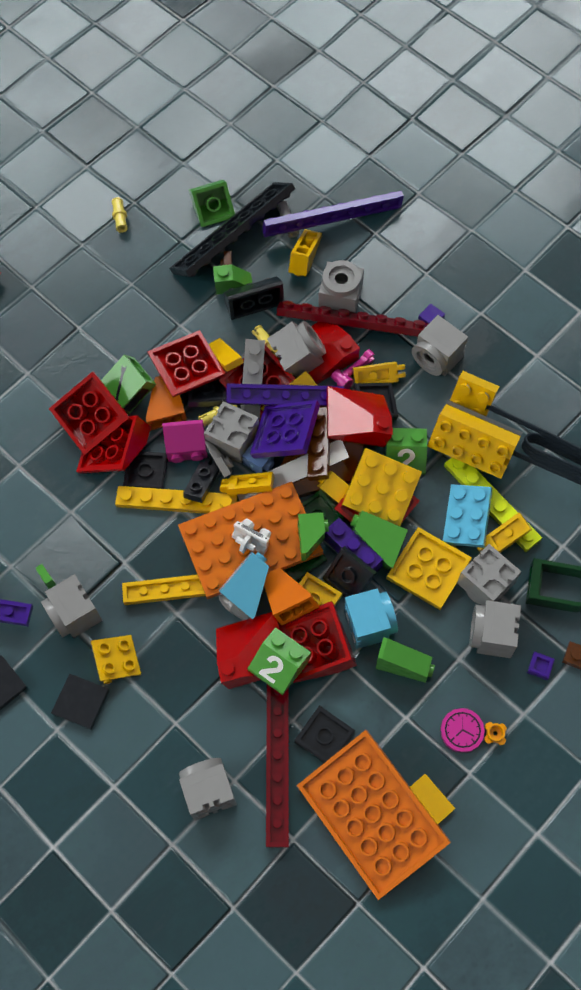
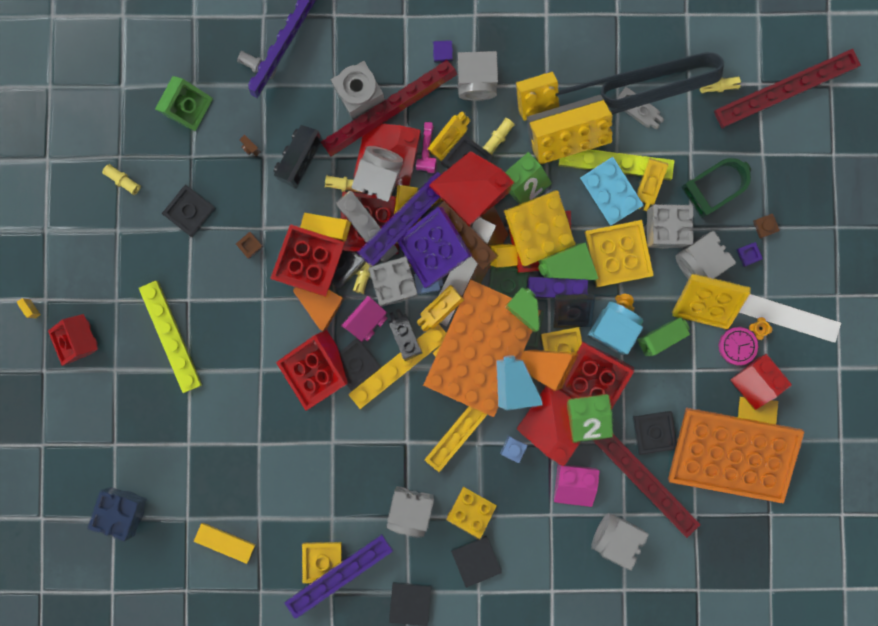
camera: 45 degrees left, 20 degrees up
(39, 340) = (170, 336): none -> neon yellow plate
(45, 576) = (368, 505): bright green tile -> none
(89, 413) = (276, 364): red slope -> none
(128, 383) = (278, 318): bright green brick -> none
(142, 271) = (188, 211): none -> black tile
(158, 326) = (249, 245): none -> reddish brown plate
(197, 638) = (513, 449): none -> medium blue brick
(217, 714) = (576, 485): none -> dark pink slope
(223, 463) = (408, 310): light grey plate -> none
(230, 230) = (225, 113): black plate -> none
(230, 277) = (266, 156): bright green slope -> none
(250, 538) = (489, 352): white hips -> none
(304, 252) = (298, 82): yellow slope -> none
(400, 608) = (626, 301): none -> light orange plate
(416, 405) = (498, 136): none -> light yellow pin
(453, 774) = (760, 382): none -> red slope
(468, 664) = (710, 301): none -> yellow plate
(527, 745) = (791, 318): none -> white sticker
(550, 485) = (644, 114): none -> light grey hinge

